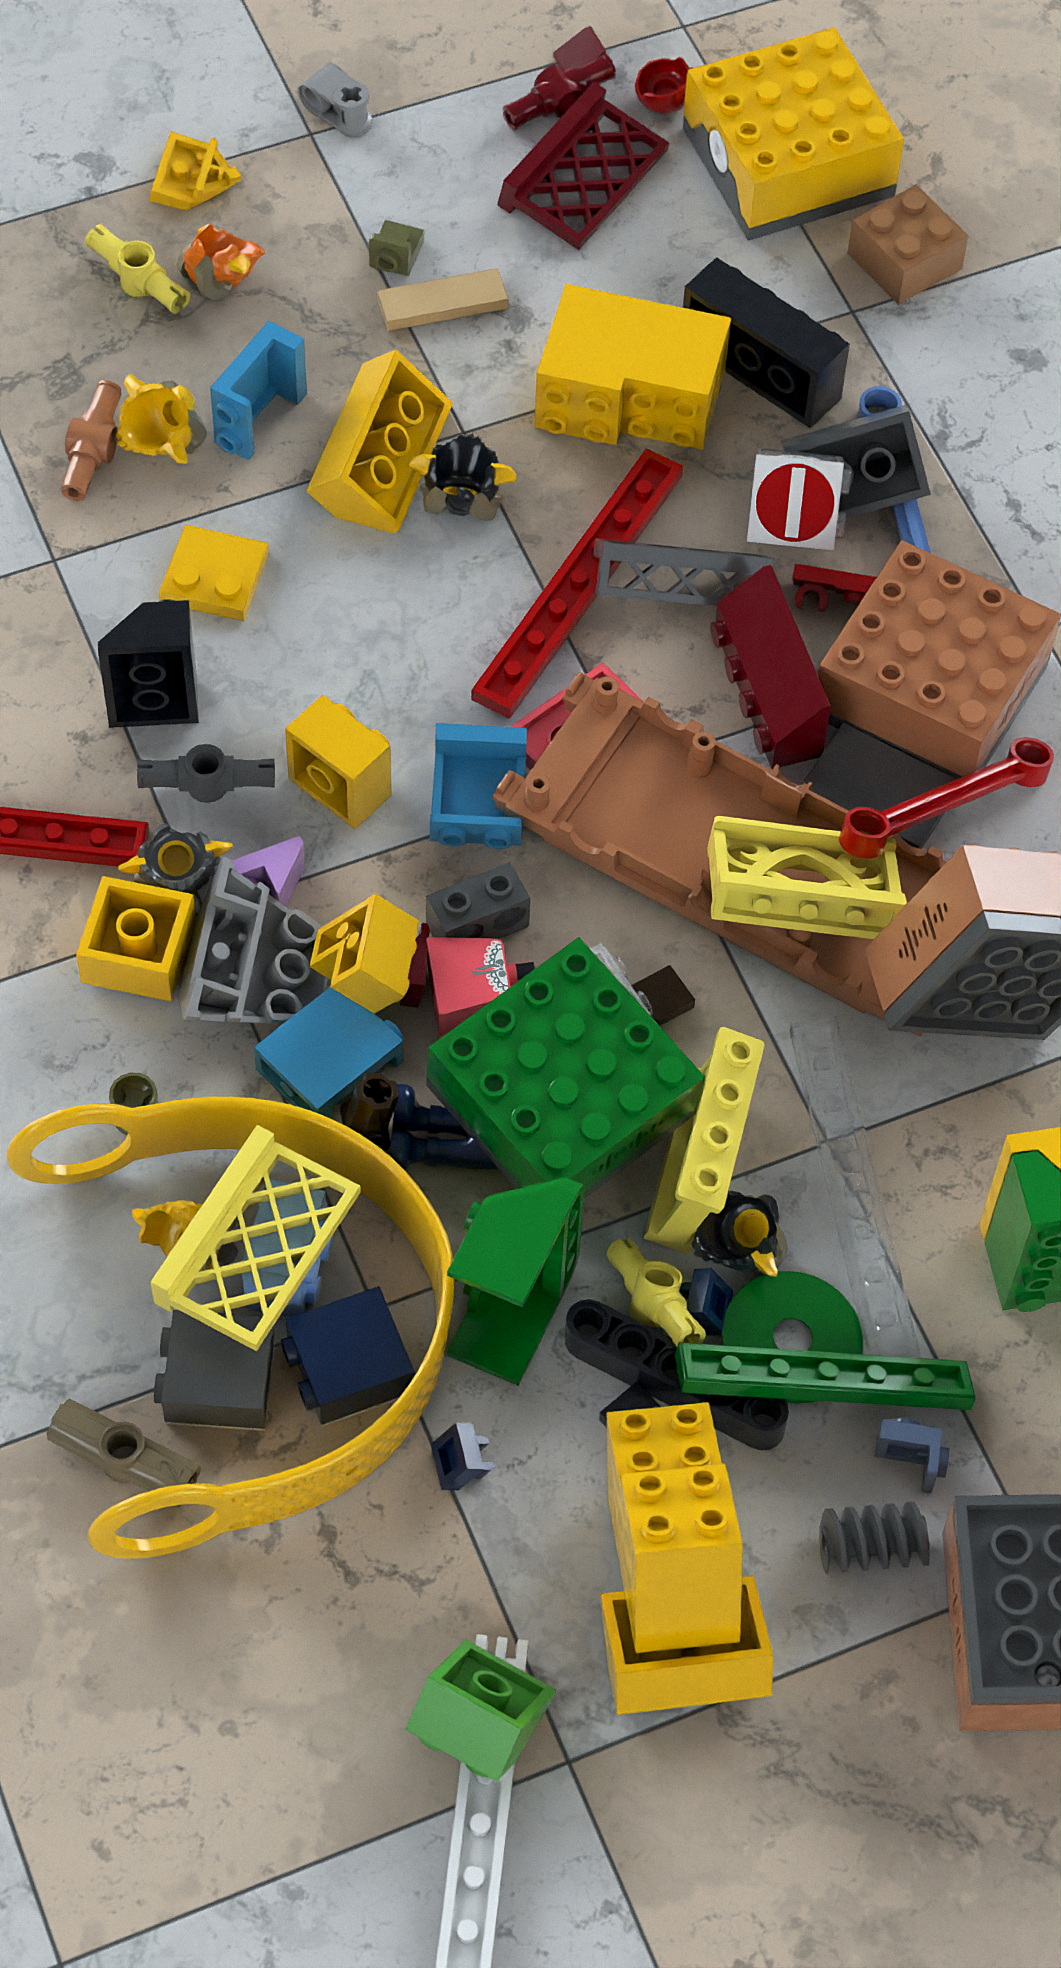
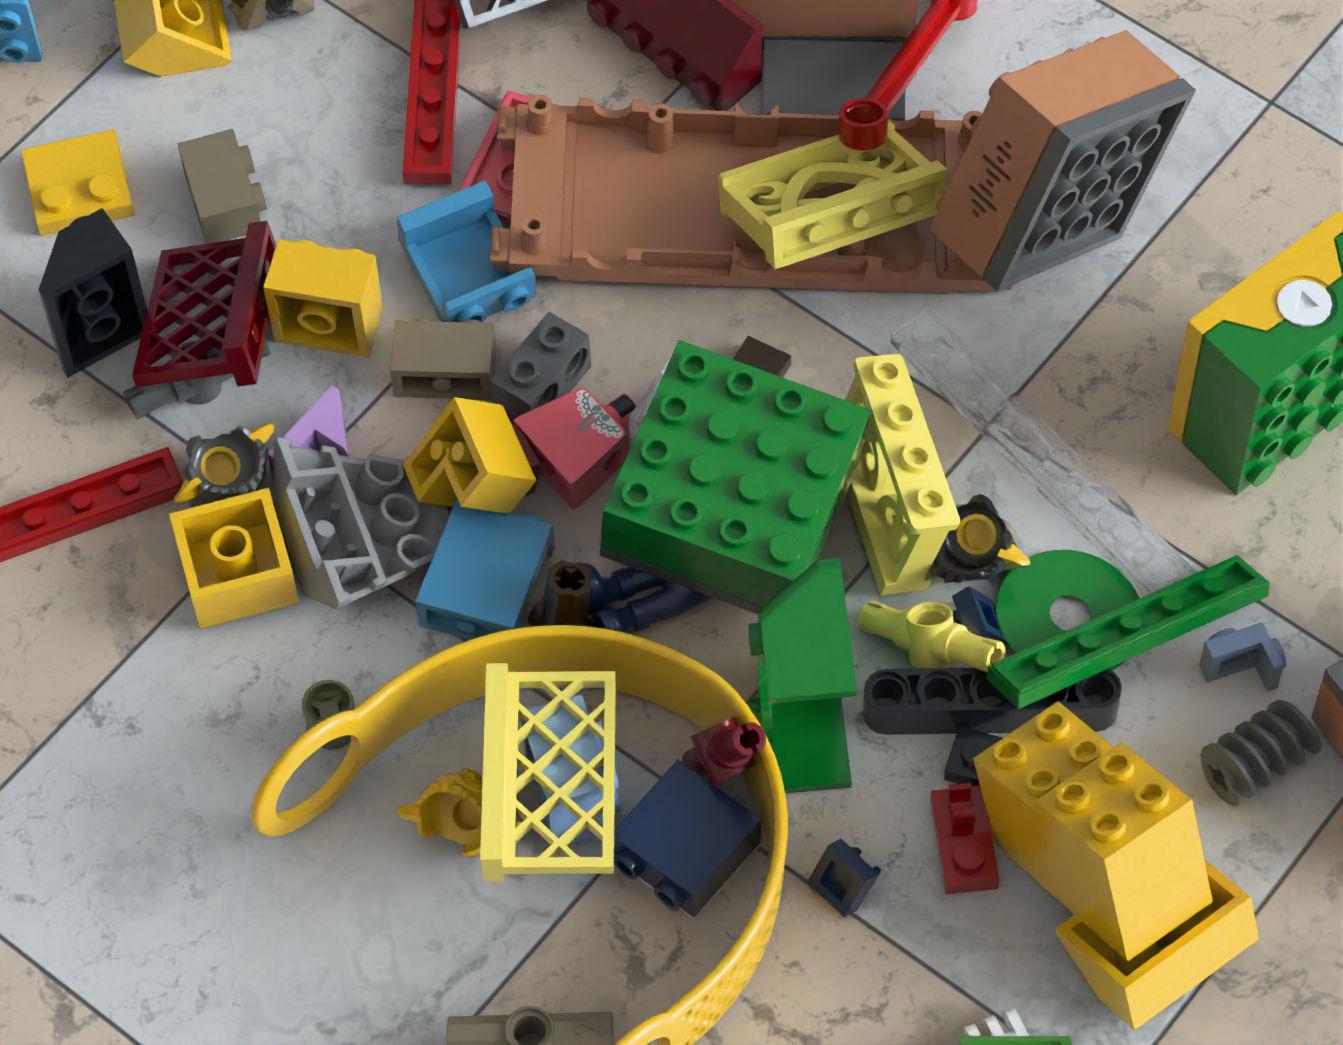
camera: 25 degrees left, 0 degrees up
(212, 1376) = (569, 923): dark grey piece -> none
(261, 752) = (245, 307): none -> dark red fence
(321, 630) = (221, 186): none -> dark tan brick
(406, 858) = (443, 359): none -> dark tan brick
(415, 1298) = (725, 749): none -> dark red pin
(578, 1481) = (964, 839): none -> red plate

